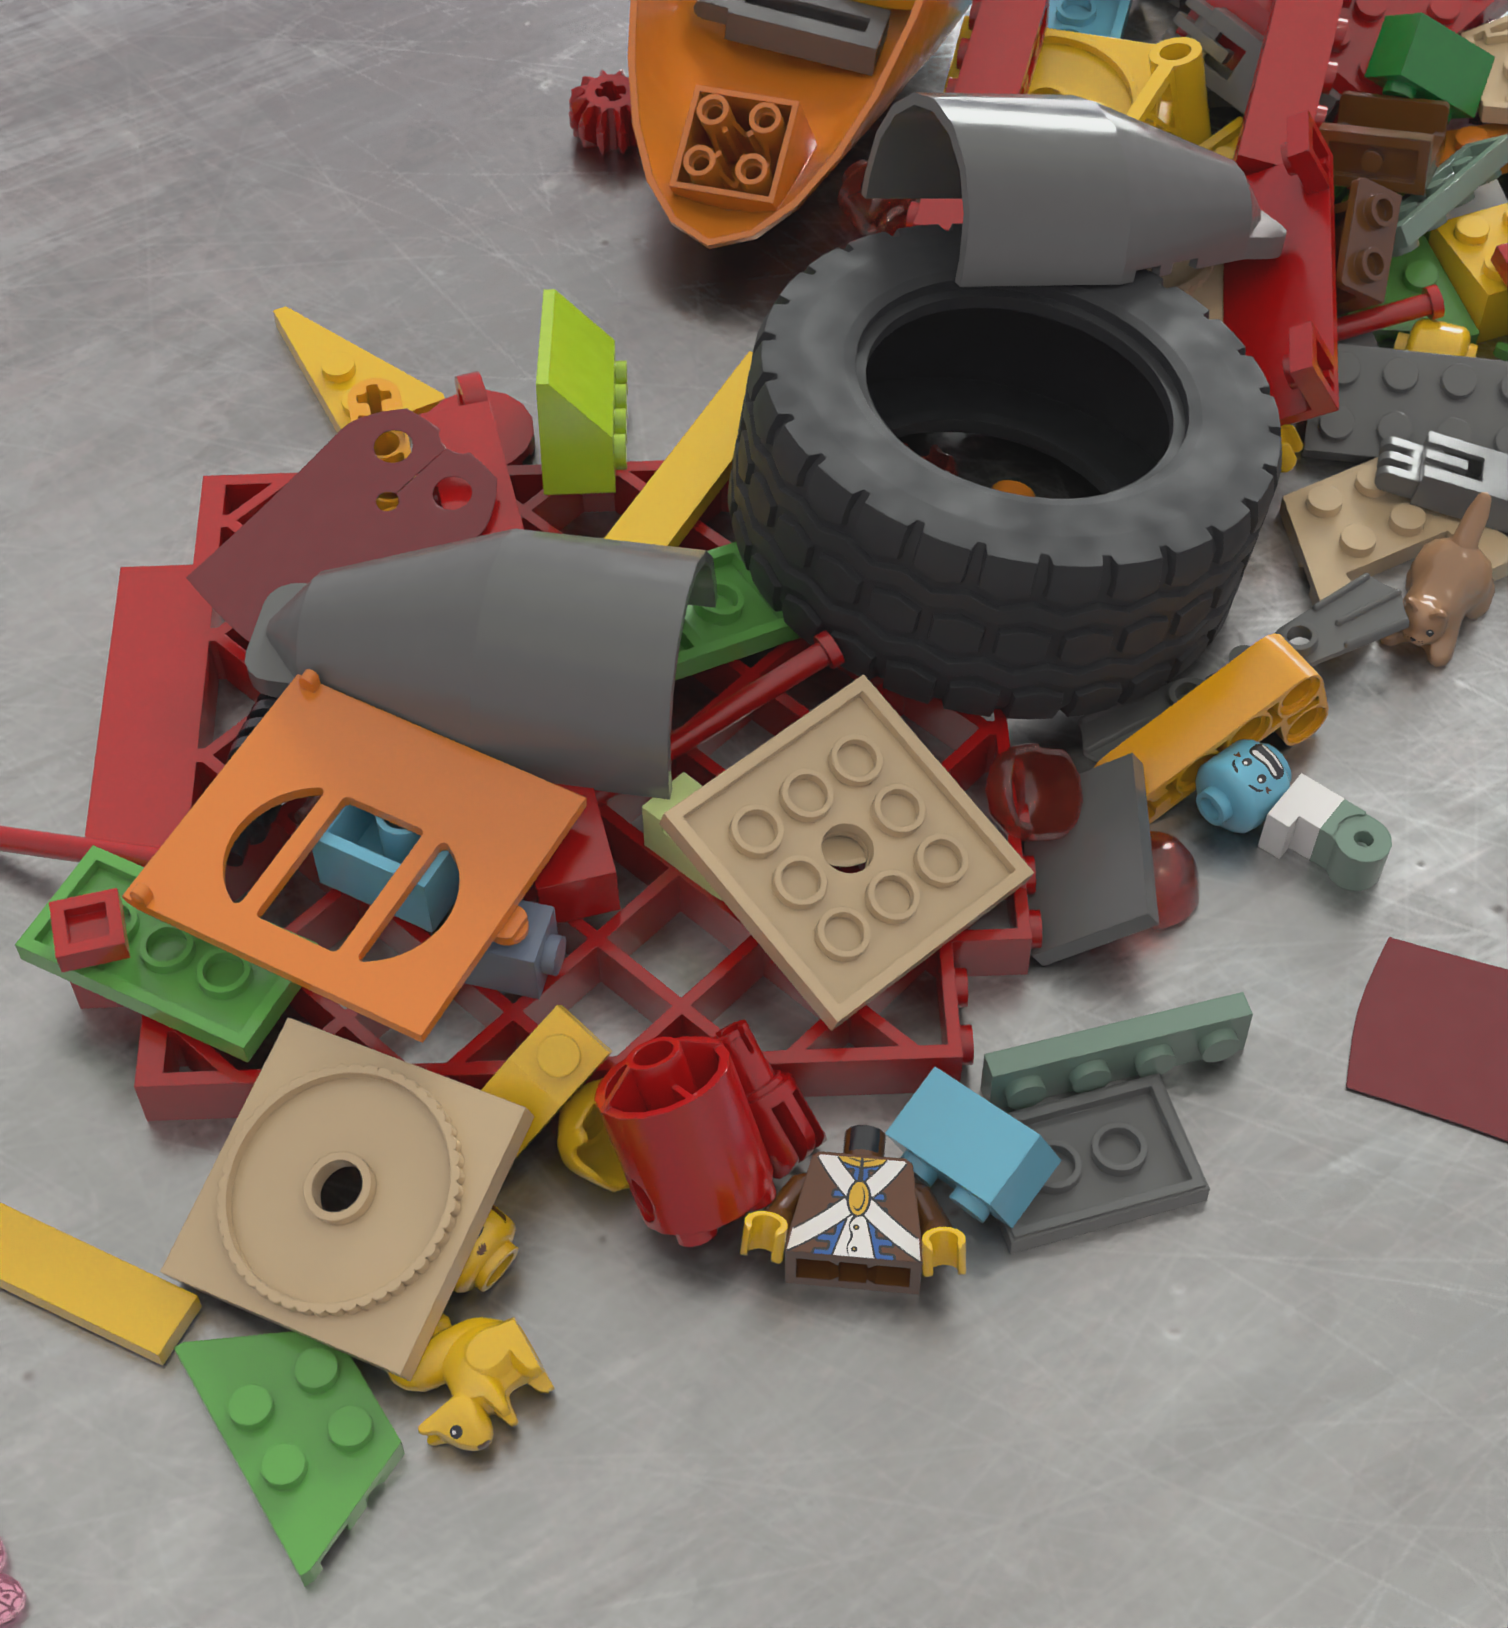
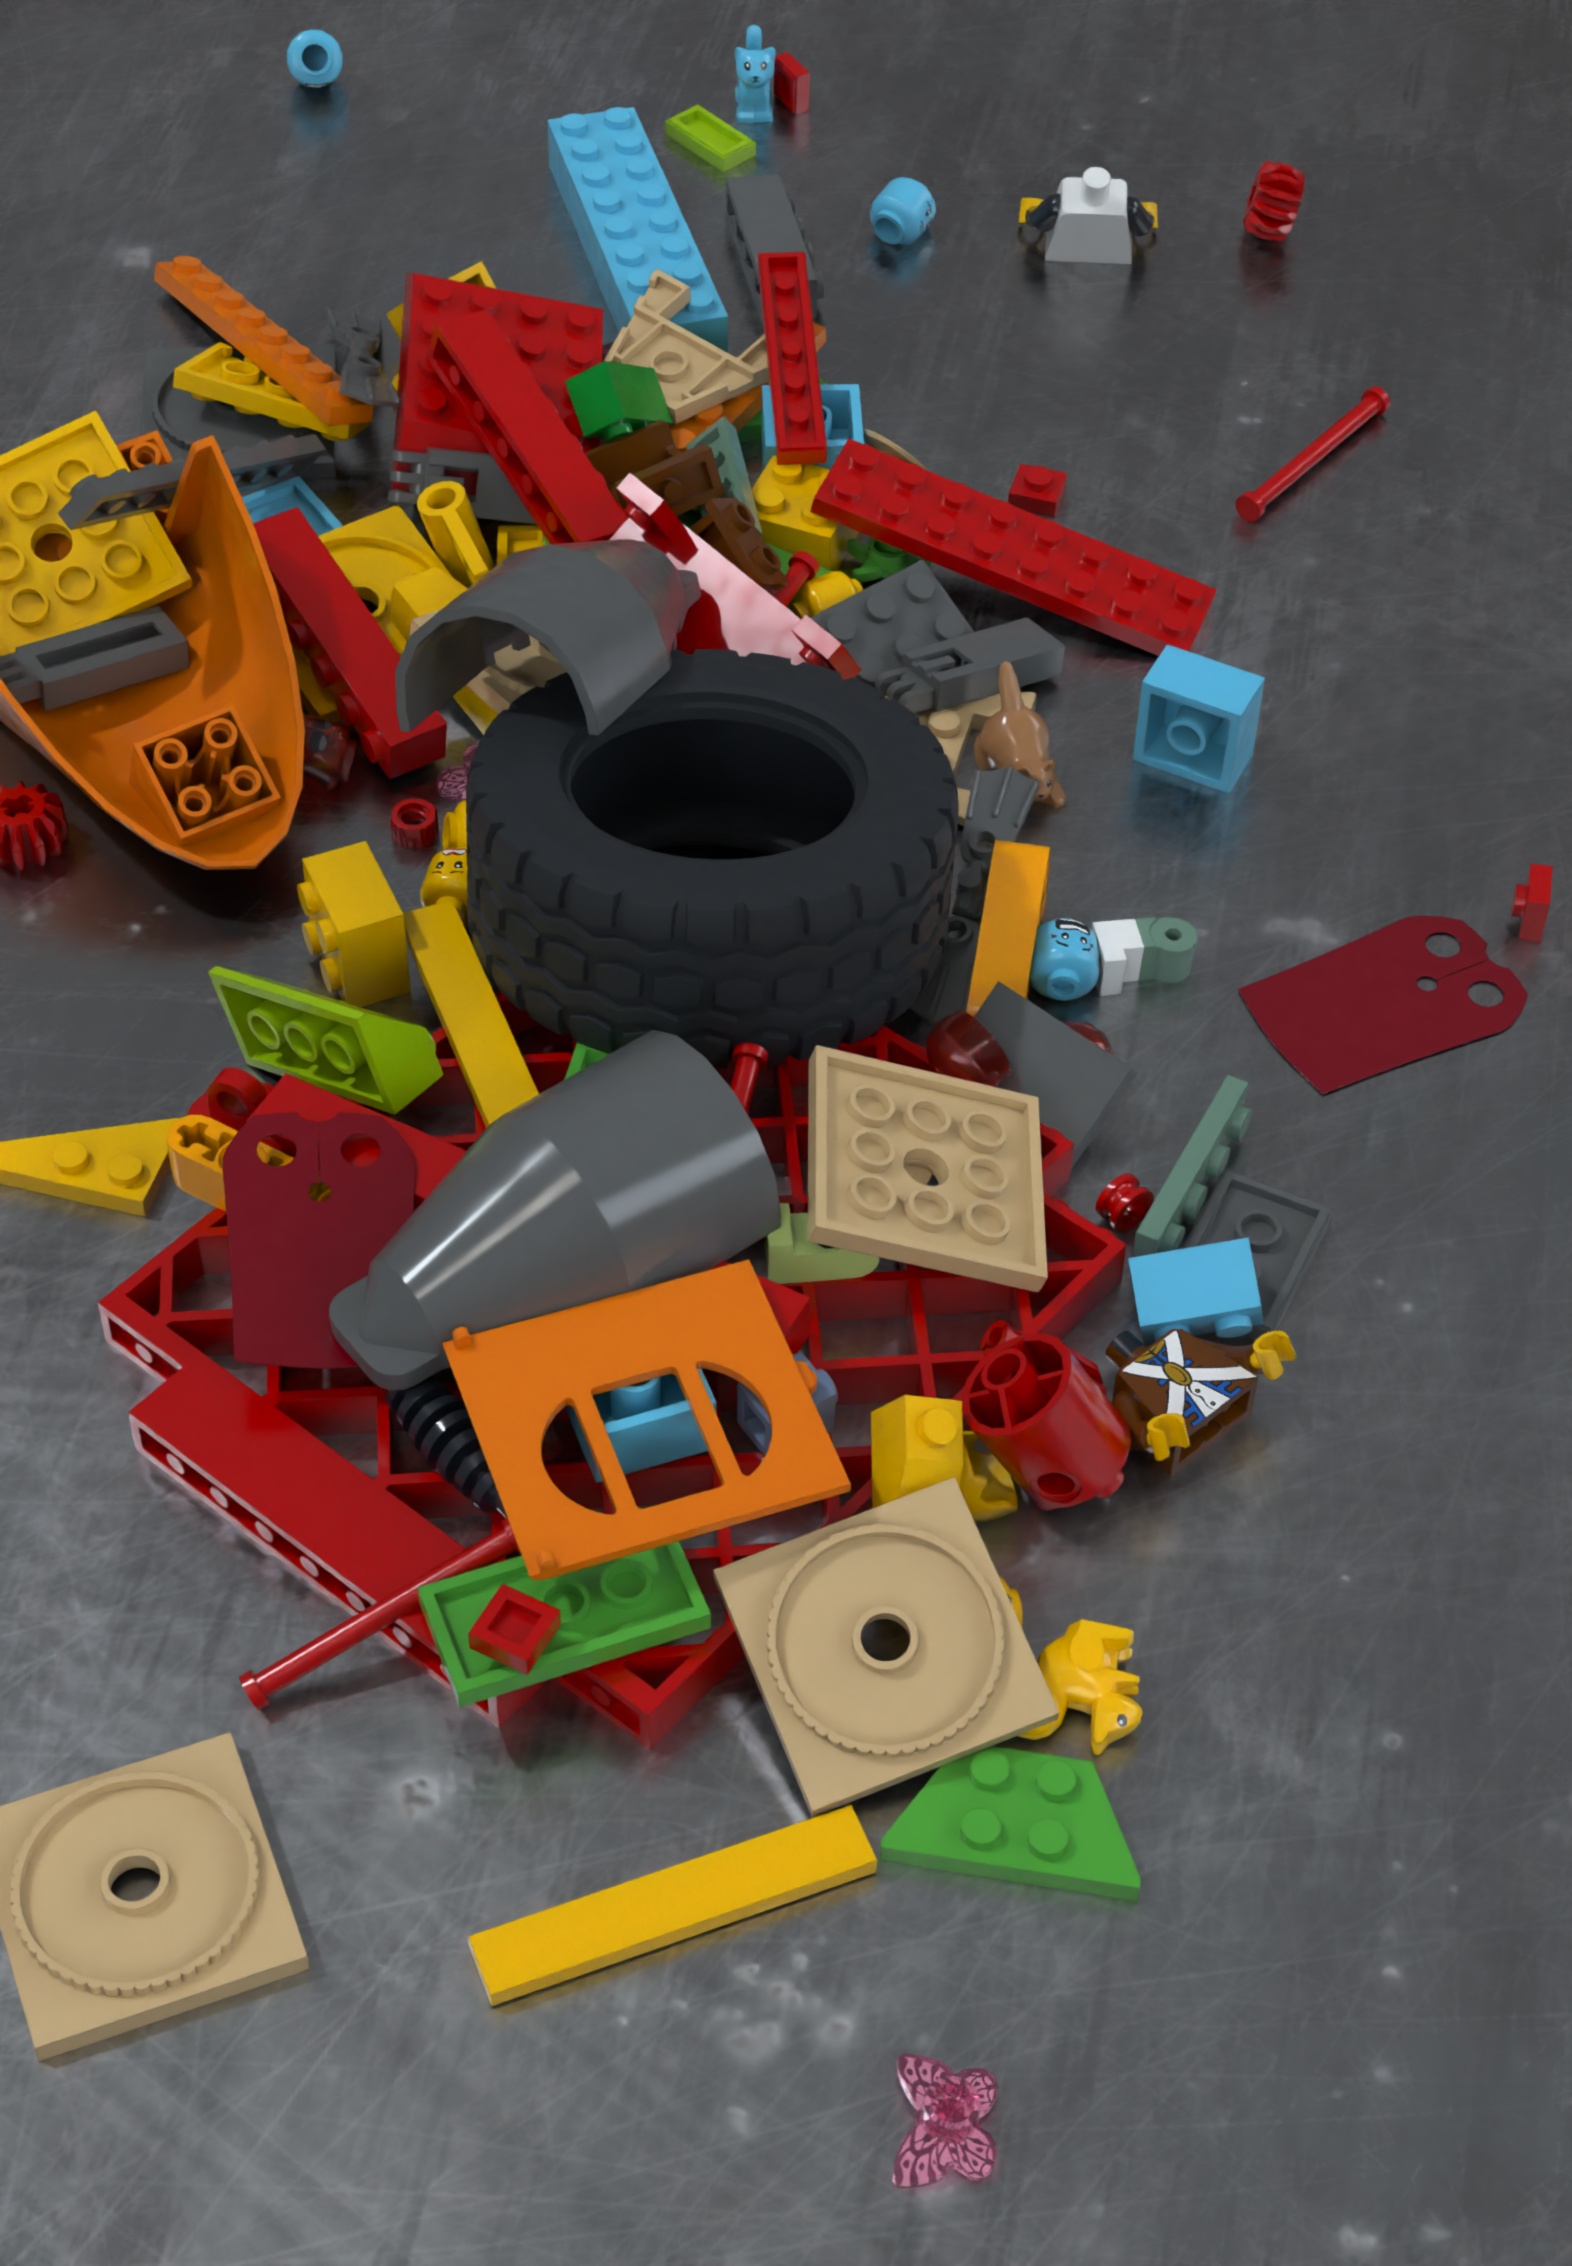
camera: 50 degrees left, 5 degrees down
(711, 330) = (354, 925): none -> yellow brick
(1029, 1021) = (1124, 1202): none -> red bush

